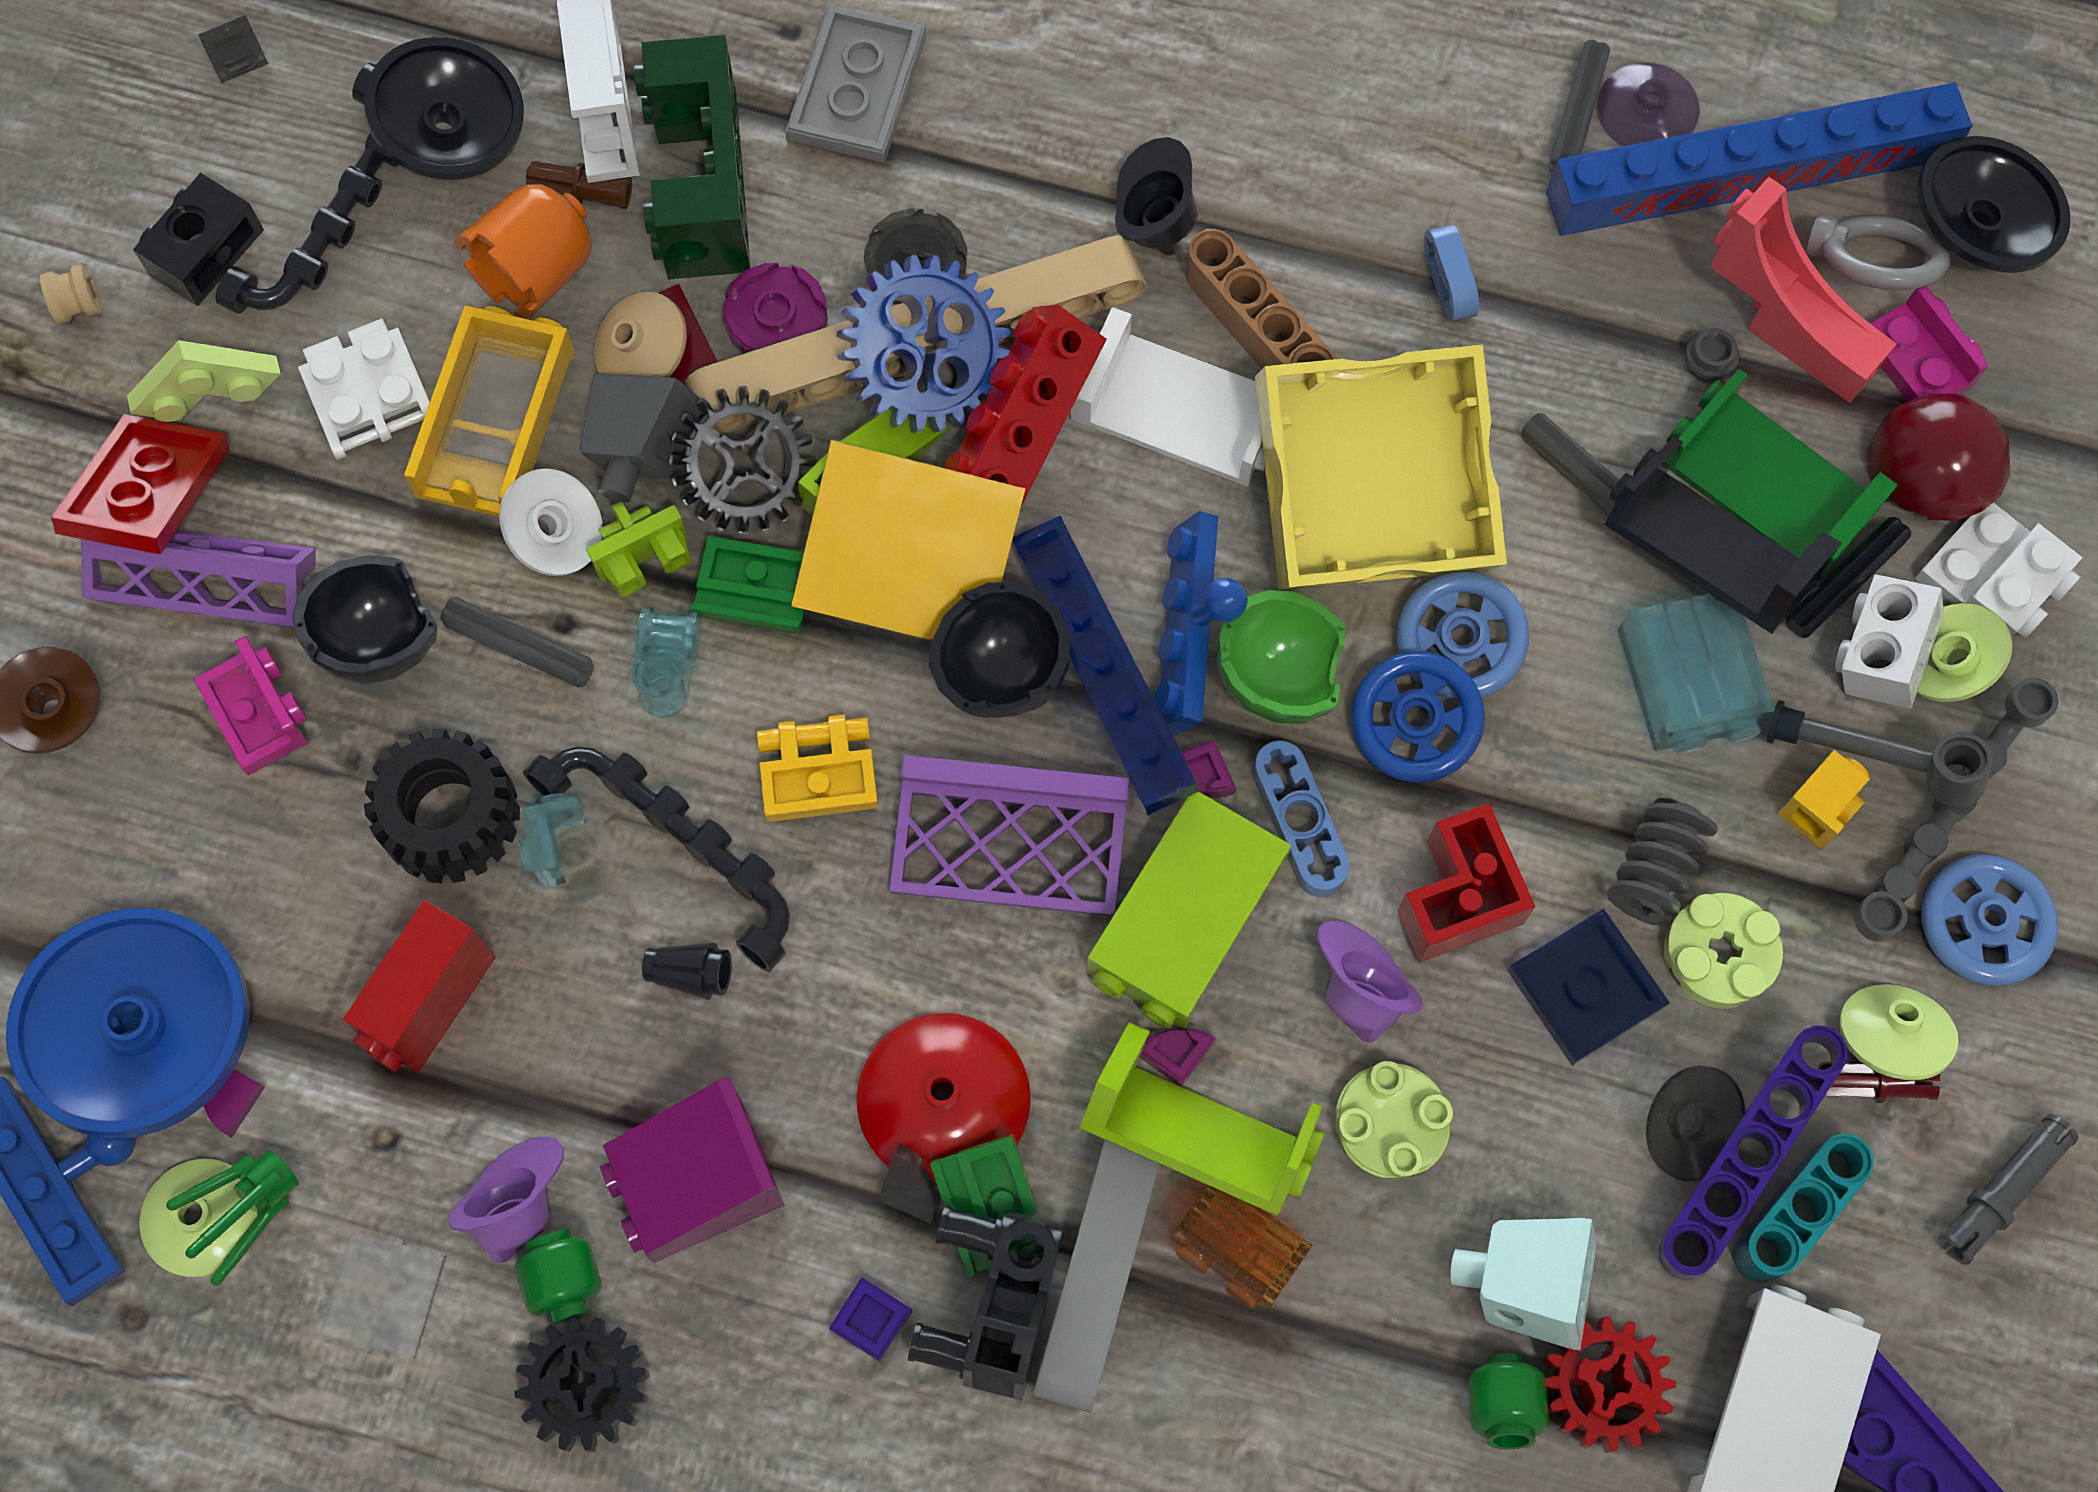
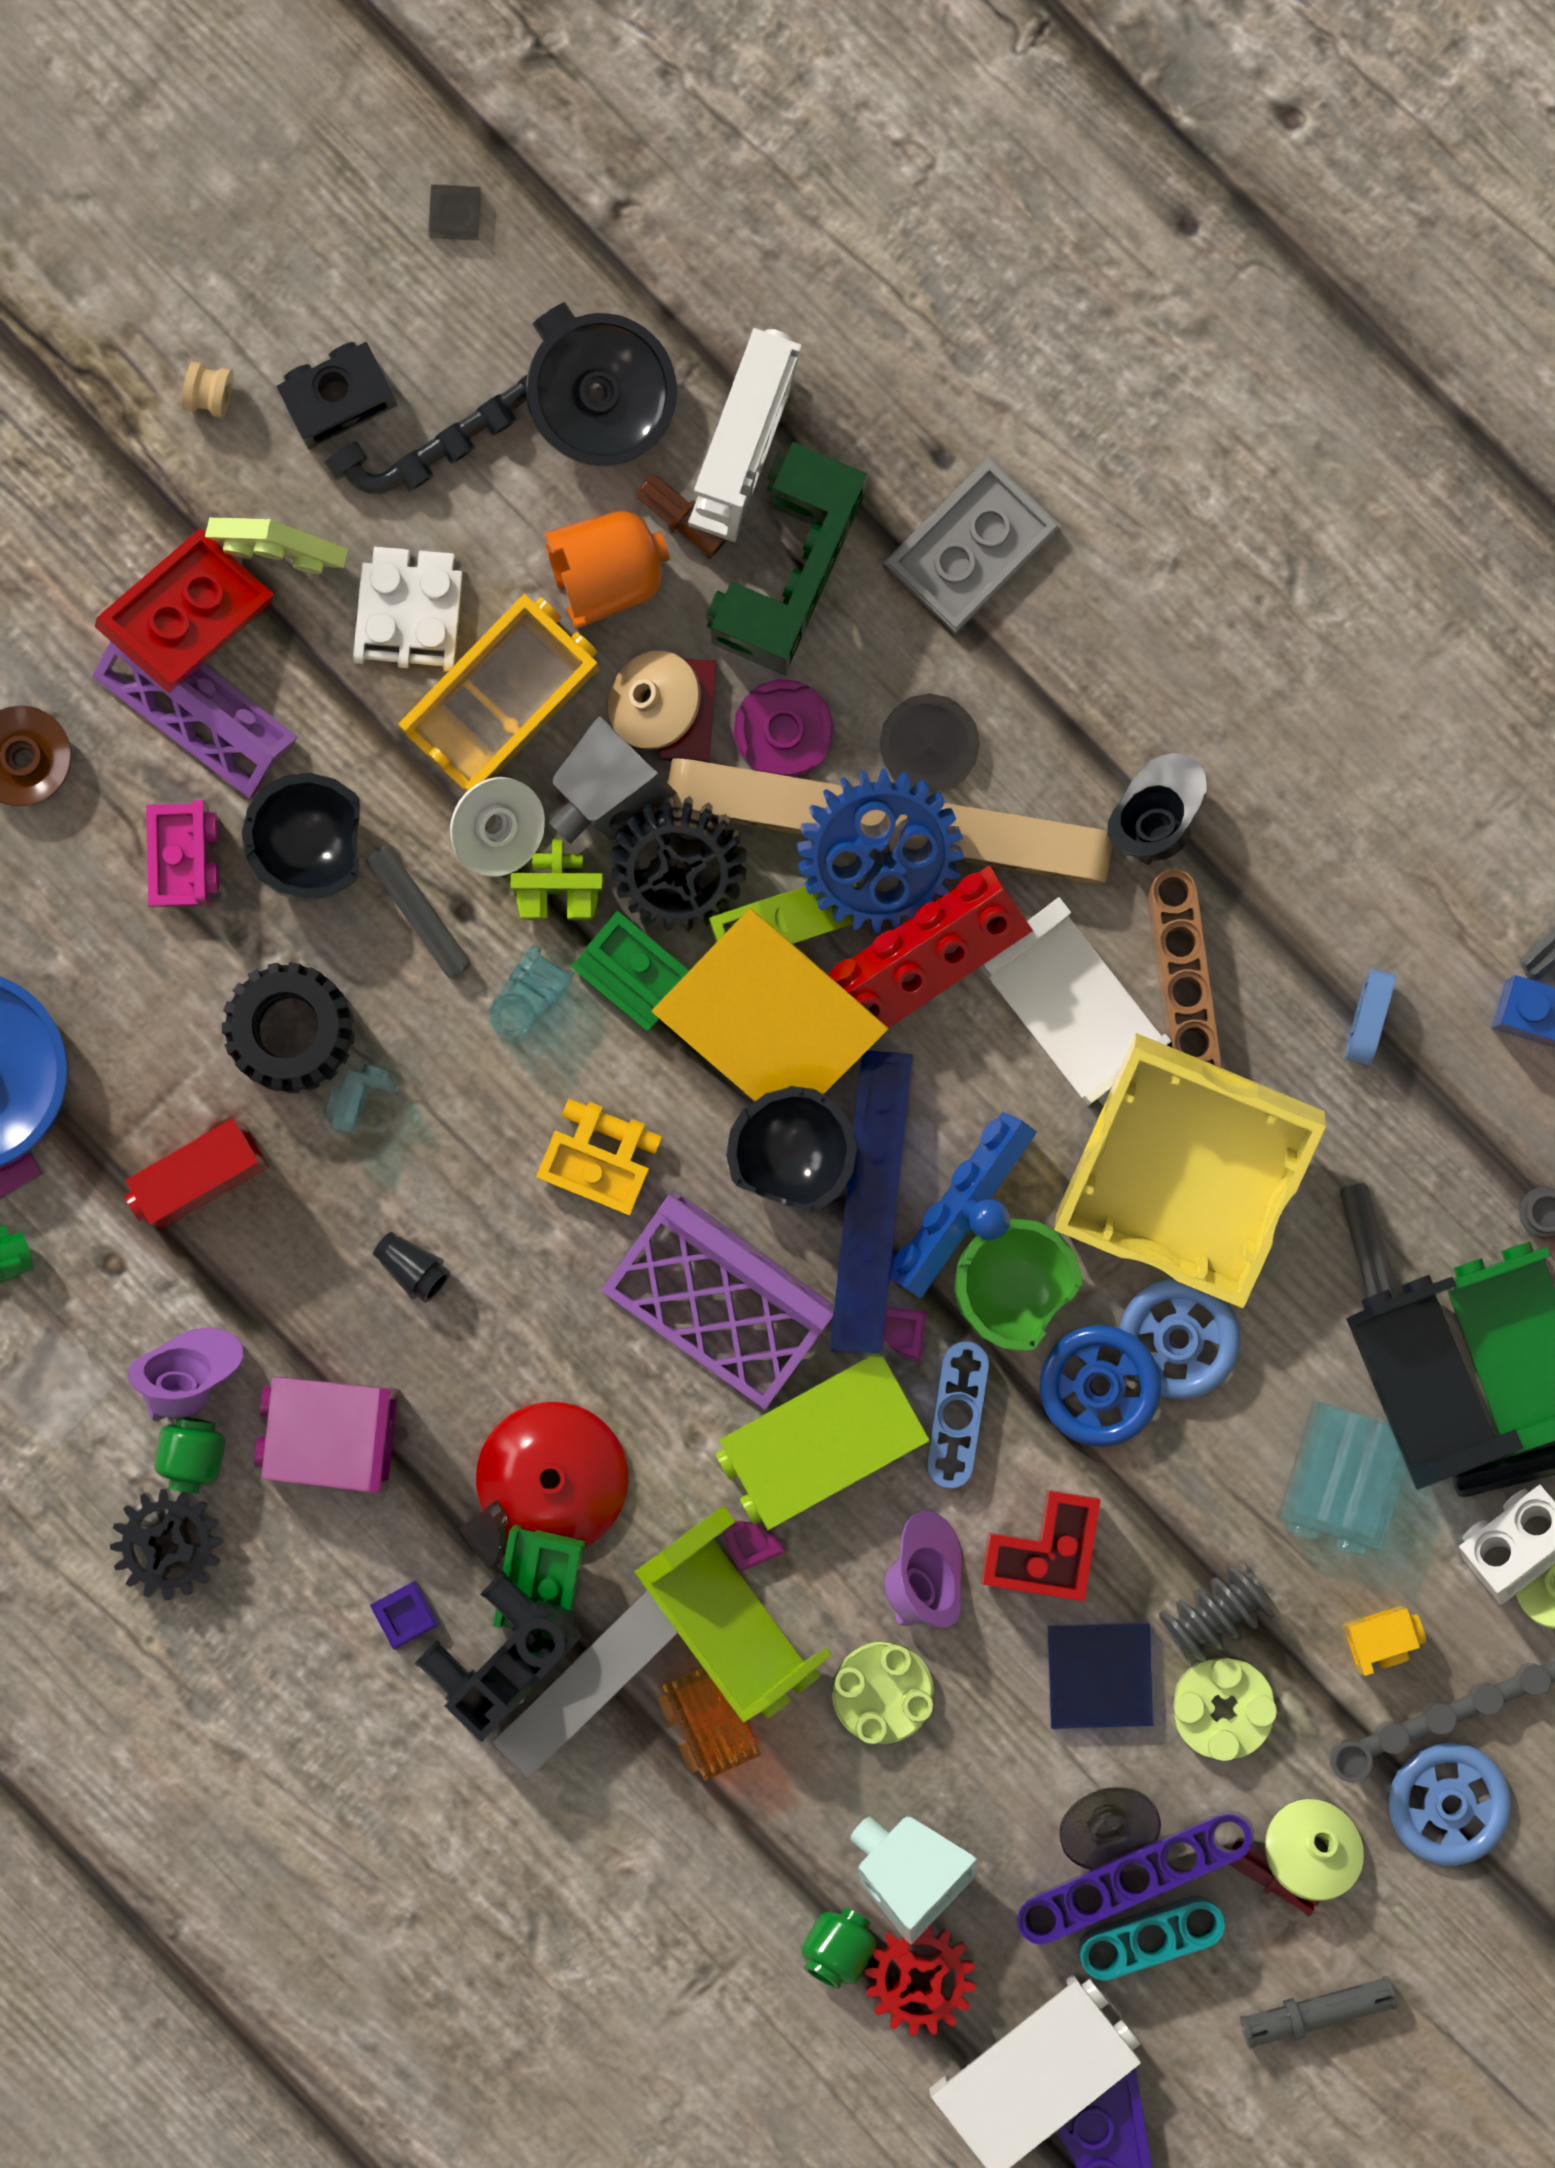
camera: 30 degrees right, 15 degrees up
(704, 843) = (462, 1126): black bar -> none
(1953, 749) = (1394, 1565): dark grey piece -> none

